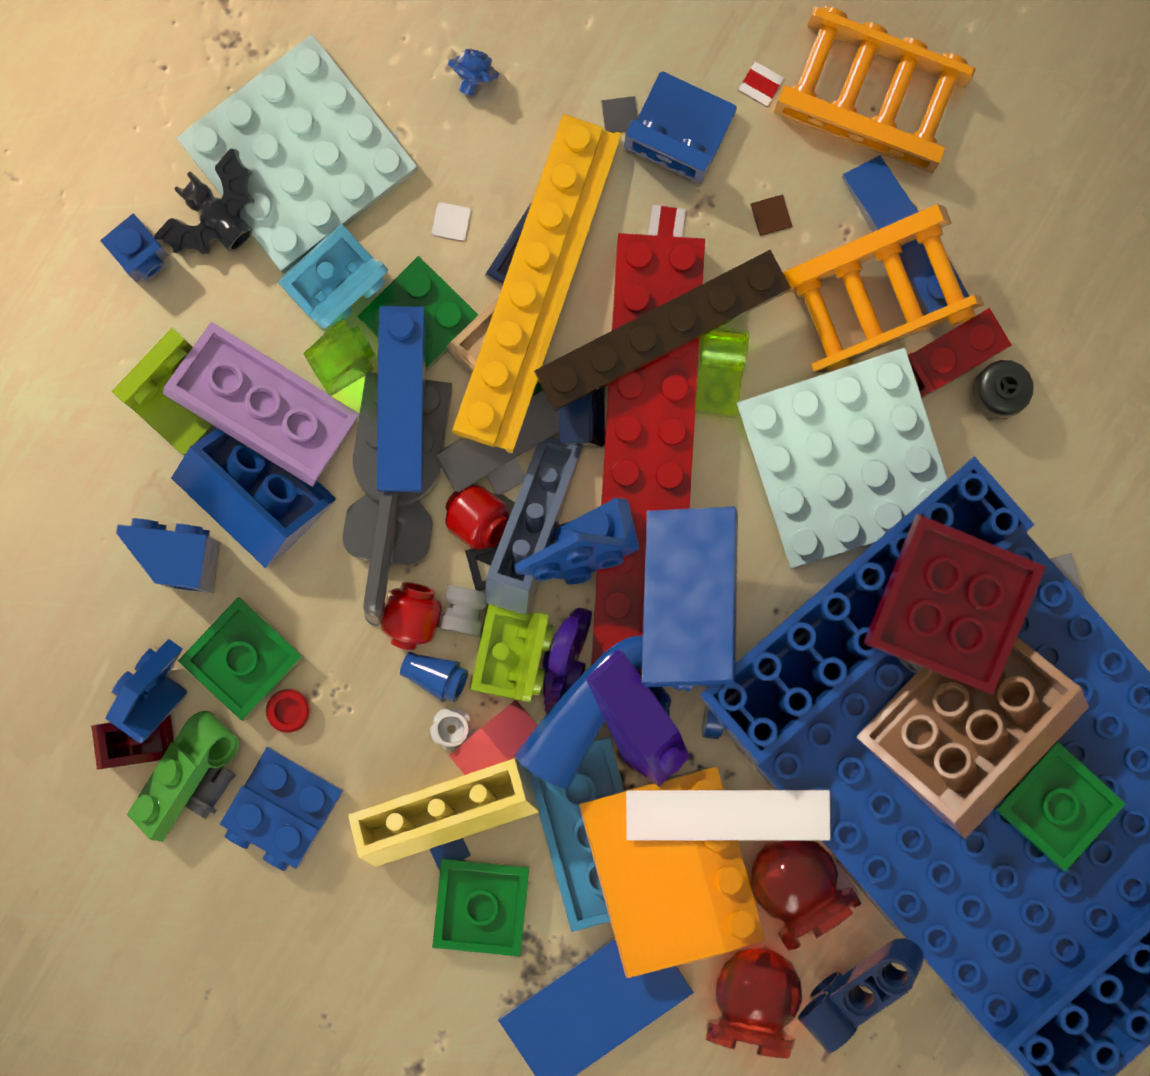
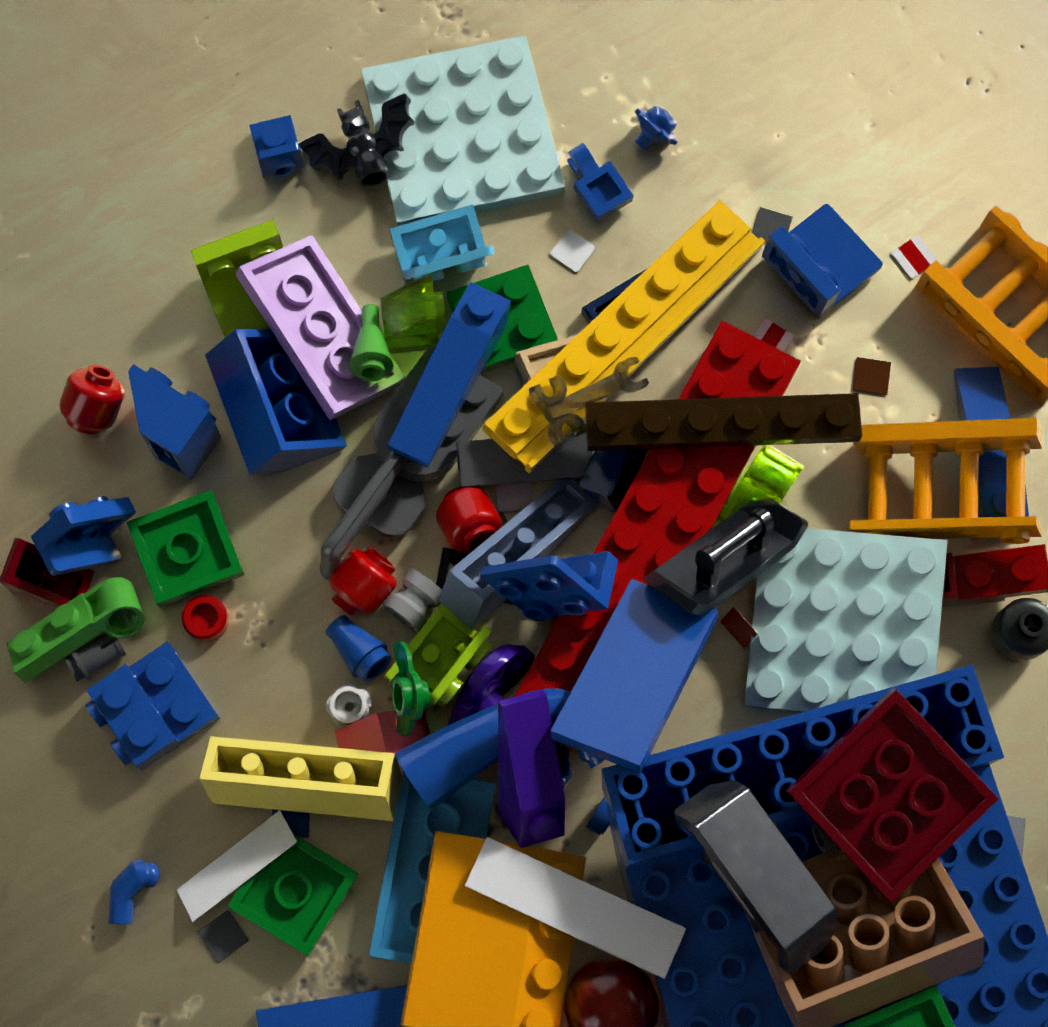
camera: 25 degrees right, 10 degrees down
(90, 566) = (91, 399): none -> red head
(320, 411) = (370, 354): none -> bright green cone
(338, 969) = (126, 886): none -> blue arm
(423, 910) = (236, 866): none -> white sticker
(439, 971) = (223, 936): none -> dark grey sticker
(449, 152) = (600, 187): none -> blue plate
(502, 701) = (408, 691): none -> green plate
(512, 383) = (560, 409): none -> clear smoke bar
(721, 451) = (728, 556): none -> black piece
(755, 502) = (738, 627): none -> red sticker
(872, 719) = (760, 871): none -> black piece

